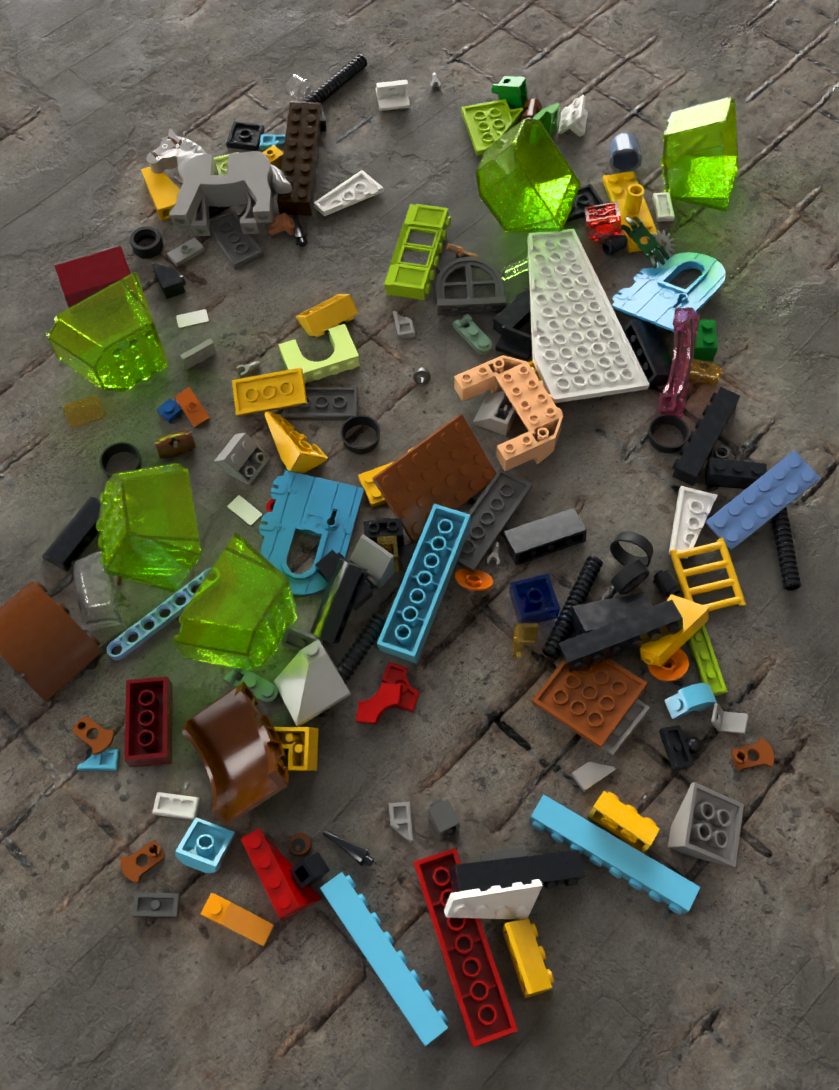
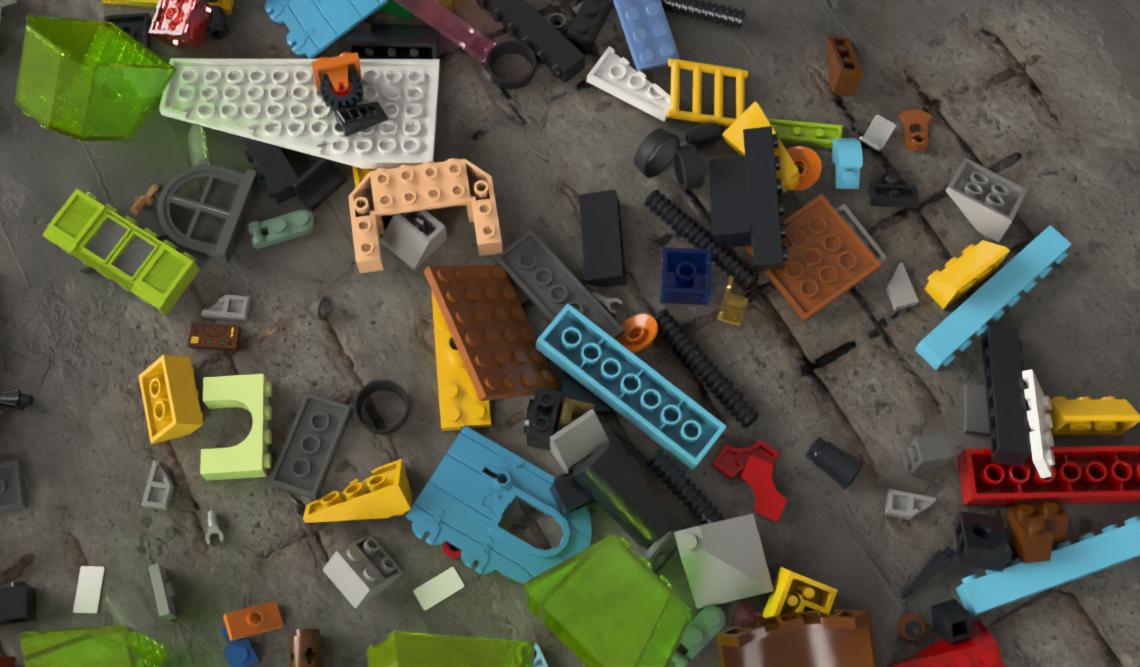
camera: 75 degrees left, 5 degrees up
(266, 330) = (158, 489): none -> light grey tile
(269, 392) = (273, 506): yellow plate -> none
(277, 716) = (746, 616): none -> slope
(374, 889) = (982, 541): none -> black brick
(379, 324) = (214, 336): none -> reddish brown tile
(408, 923) = (1035, 529): none -> reddish brown brick
(416, 752) = (835, 462): none -> black plant
(464, 636) = (705, 369): none -> black piece
(566, 335) = (348, 118): none -> black slope
(593, 322) = (339, 80): none -> plate
(785, 676) = (843, 66): none -> reddish brown slope

